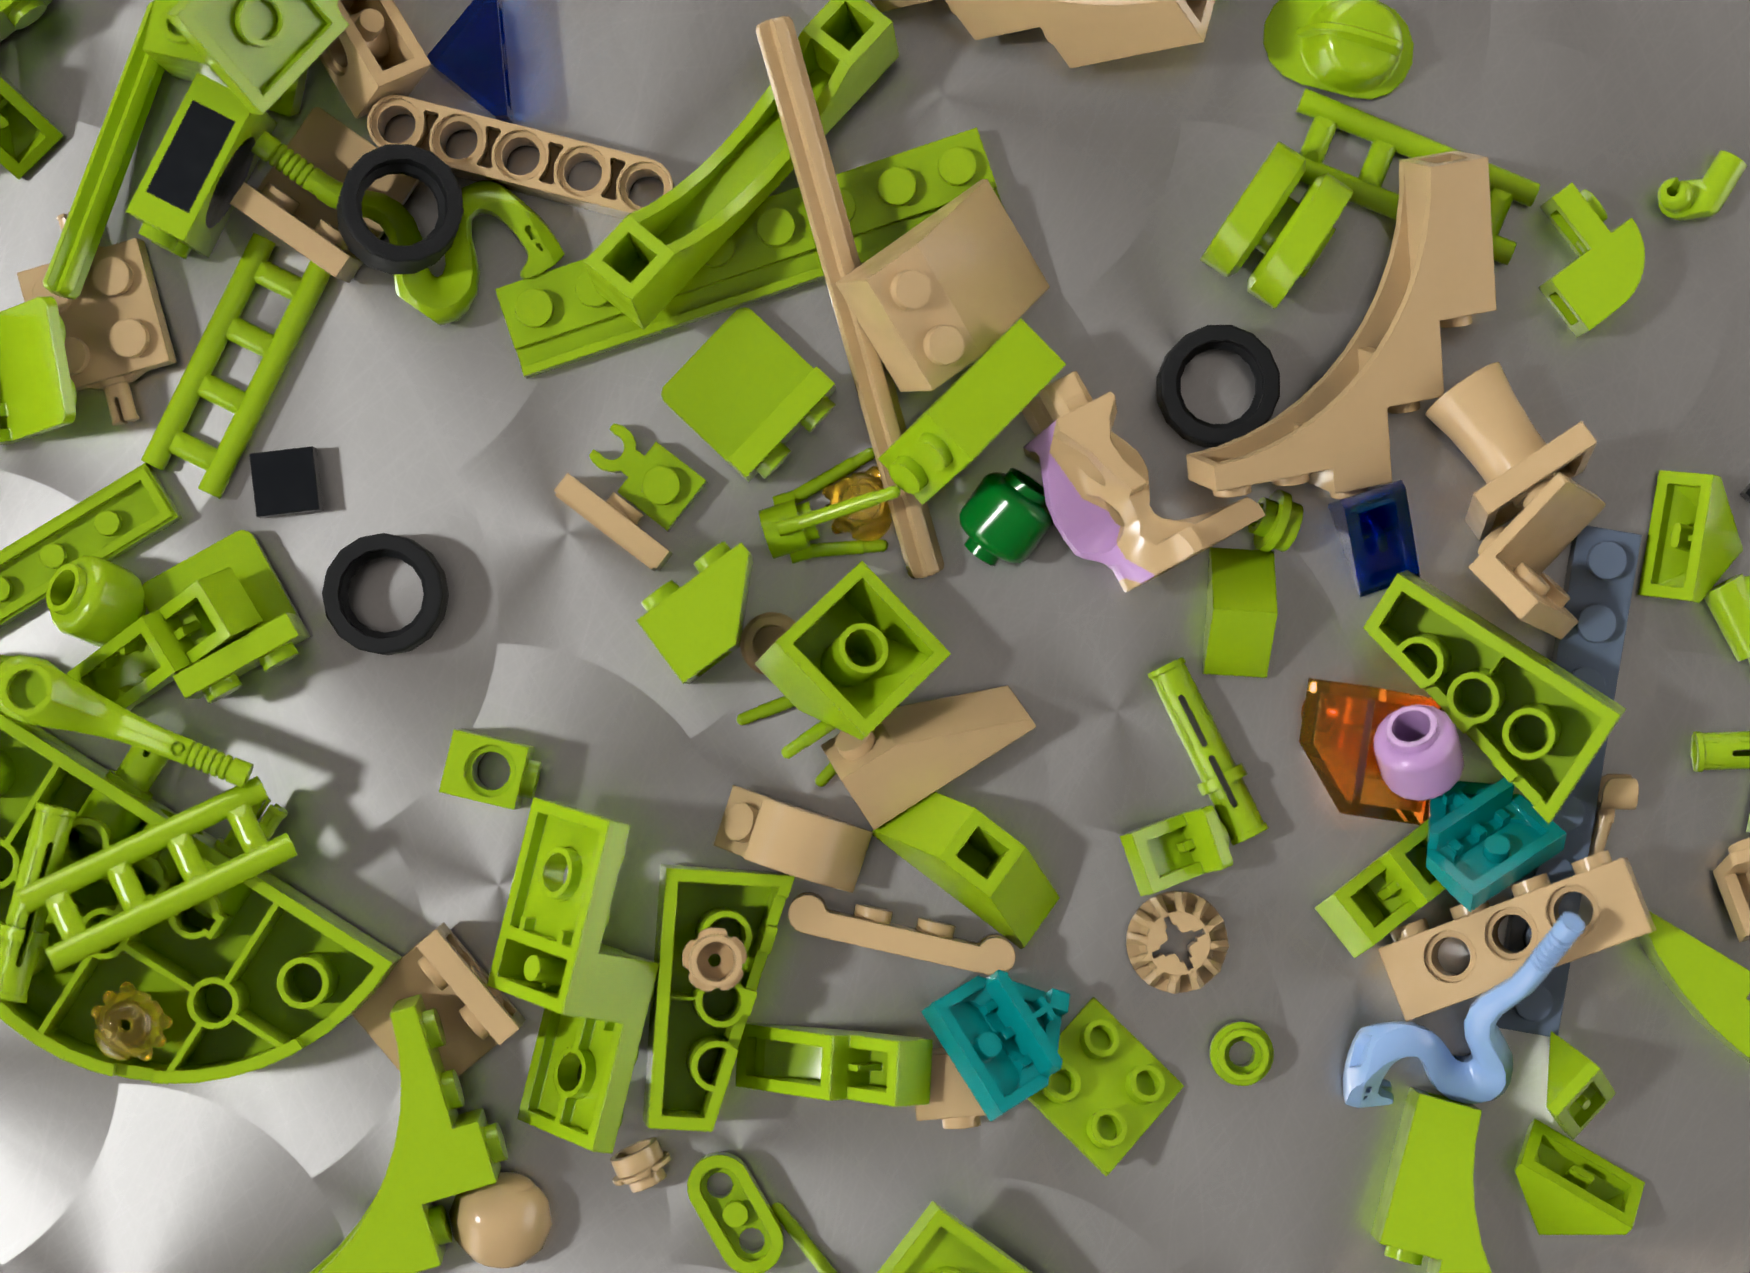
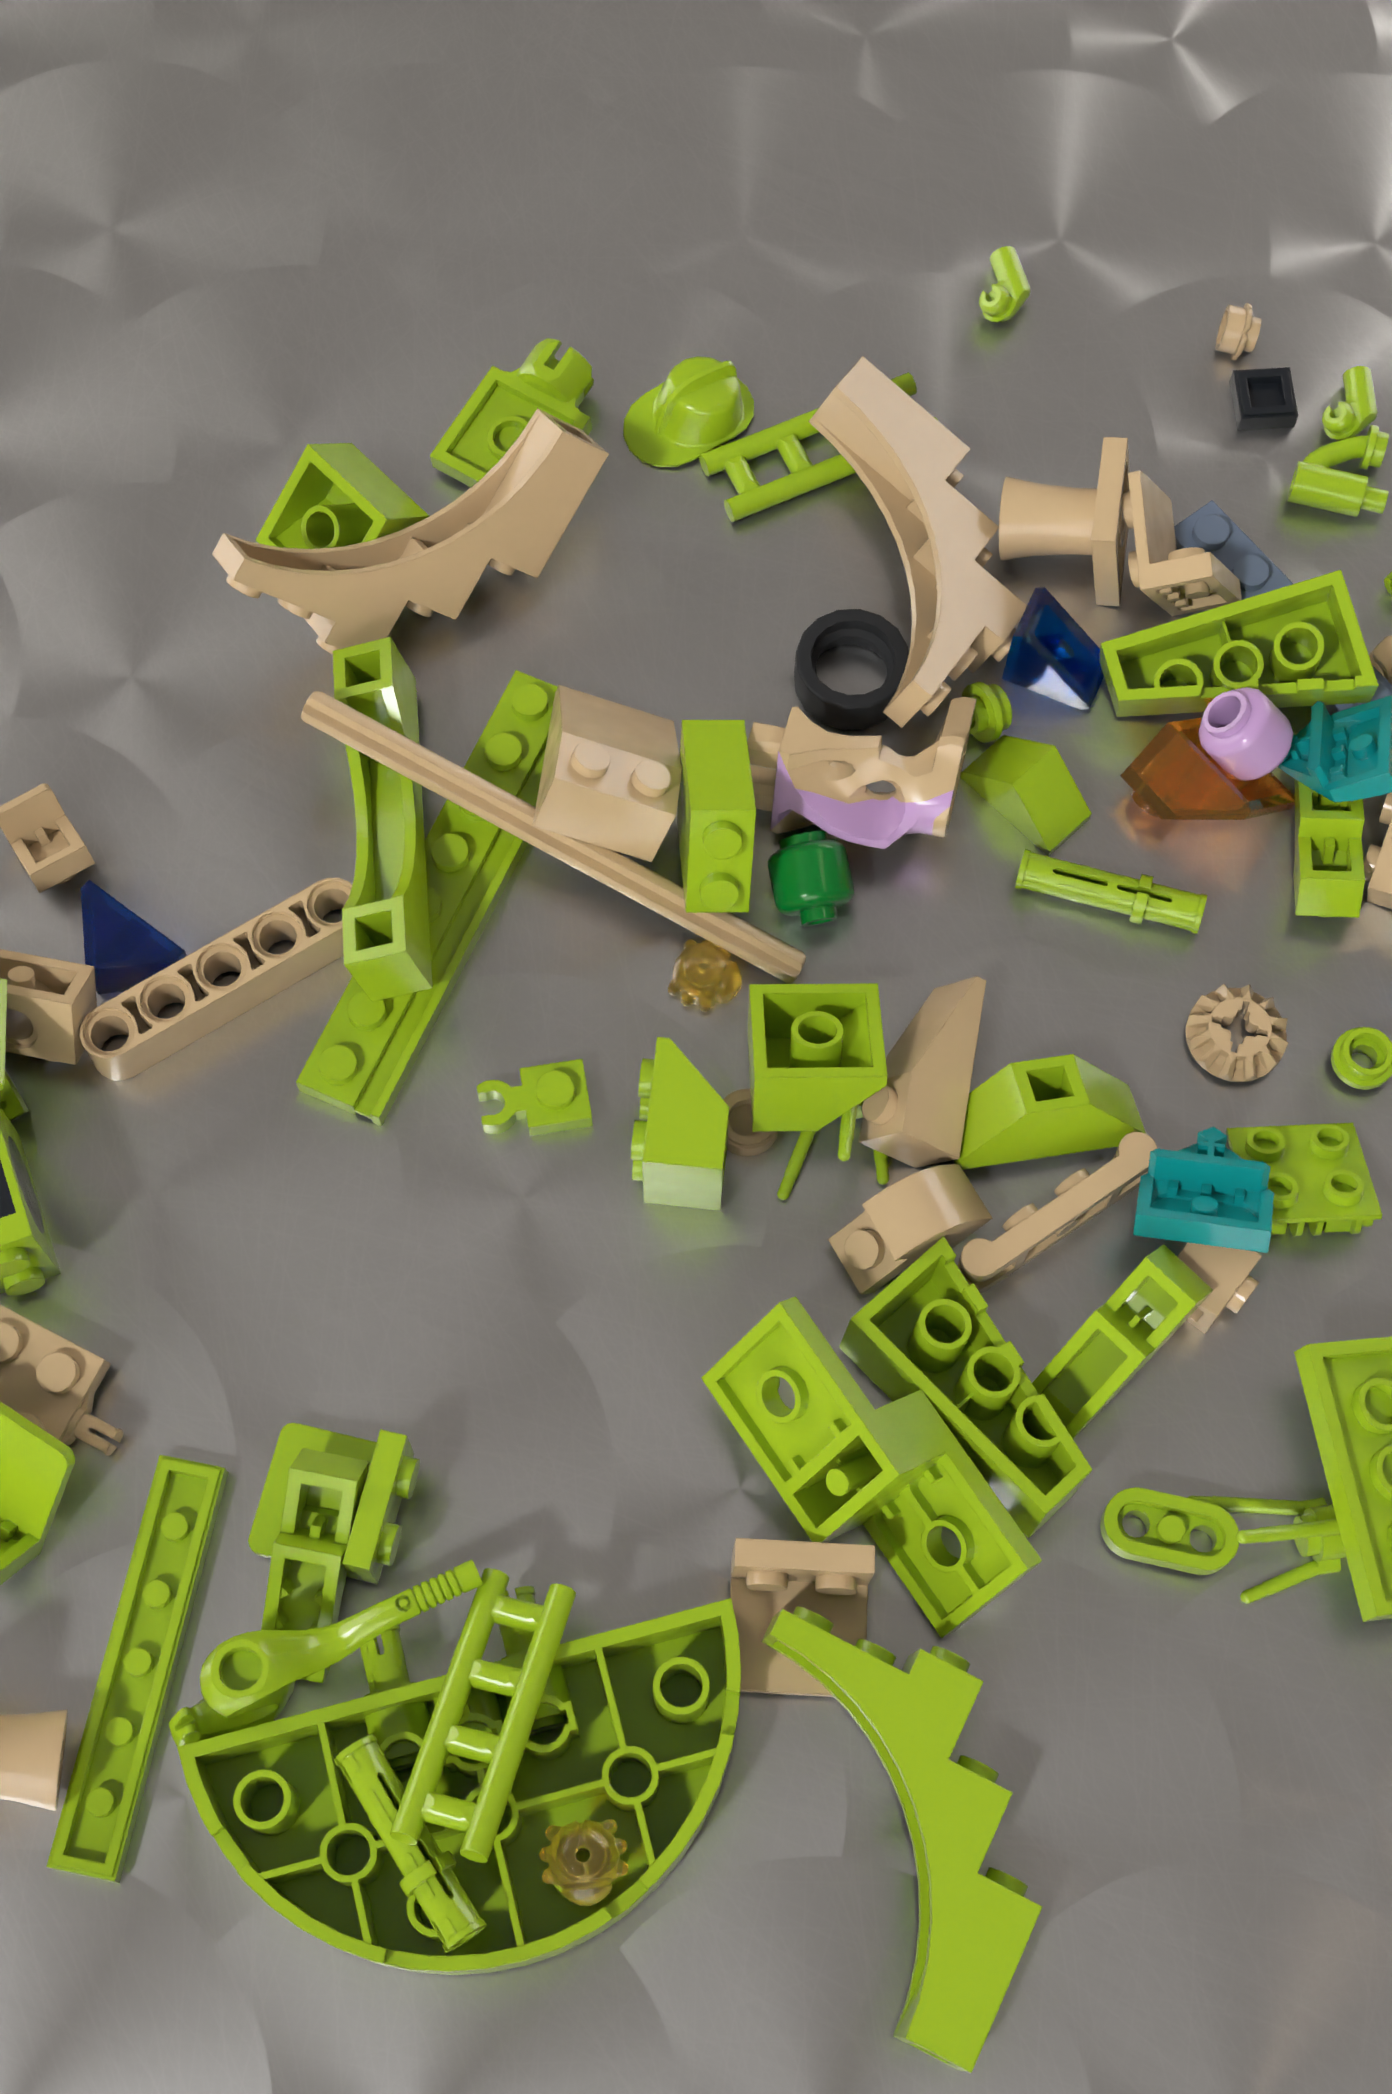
camera: 45 degrees left, 20 degrees down
(94, 599) = (222, 1583): lime head -> none
(198, 378) = (195, 1341): lime bar -> none
(286, 482) = (281, 1364): black tile -> none
(302, 218) = (108, 1136): tan bracket -> none
(338, 583) = (427, 1314): black tyre -> none
(414, 163) = (170, 1034): black tyre -> none
(452, 293) = (241, 1134): lime animal -> none
(461, 765) = (640, 1432): lime brick -> none
(502, 1221) = (1015, 1725): tan hair -> none
(615, 519) = (549, 1146): tan plate -> none
(640, 1165) = (1065, 1571): tan plate -> none
(710, 942) = (964, 1325): tan plate -> none
(749, 394) = (551, 974): lime bracket -> none
(792, 526) = (678, 1018): lime plant -> none
(1177, 849) = (1168, 965): lime bracket -> none
(1280, 228) = (778, 528): lime wheel -> none
(1606, 264) = (999, 372): lime brick -> none
(1688, 537) = (1238, 476): lime slope -> none

